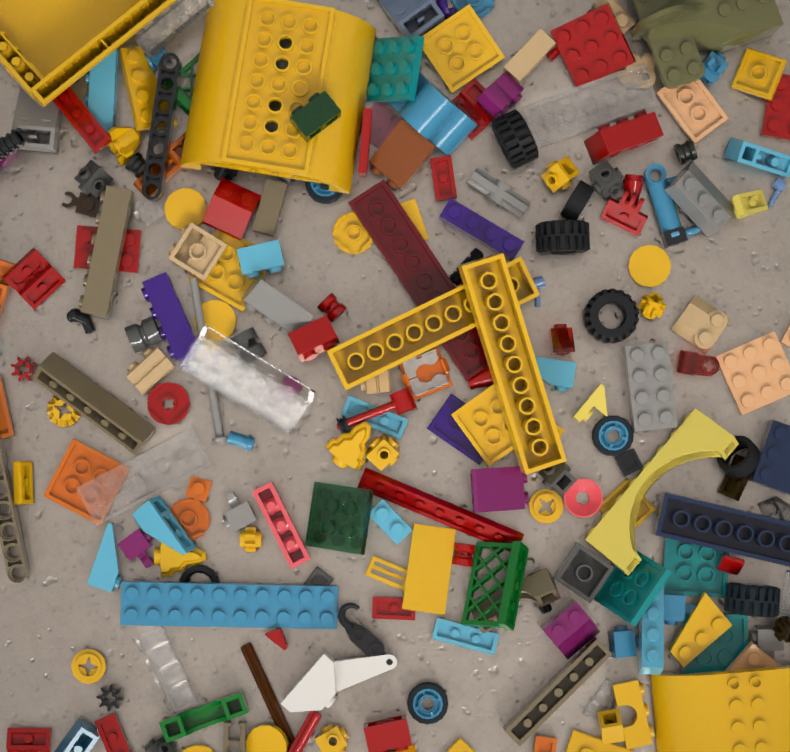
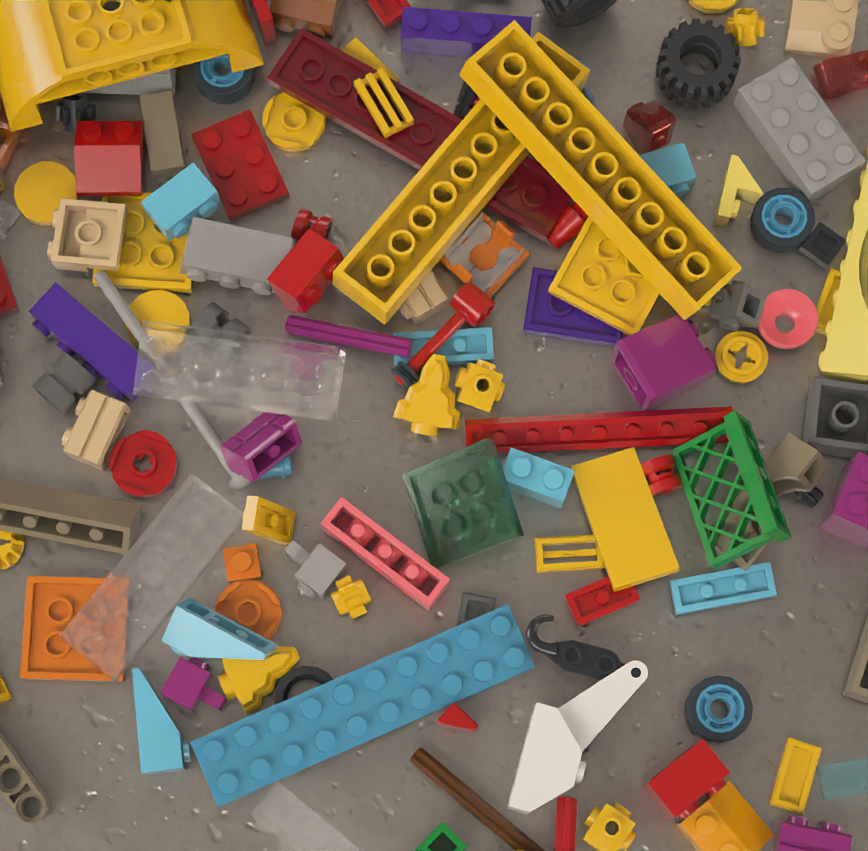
camera: 25 degrees left, 10 degrees down
(224, 474) = (268, 520): none -> yellow plate
(240, 427) = (261, 445): none -> magenta brick
(308, 246) = (240, 165): none -> red plate
(321, 384) = (348, 336): none -> magenta axle
(409, 234) = (371, 79): none -> yellow tile

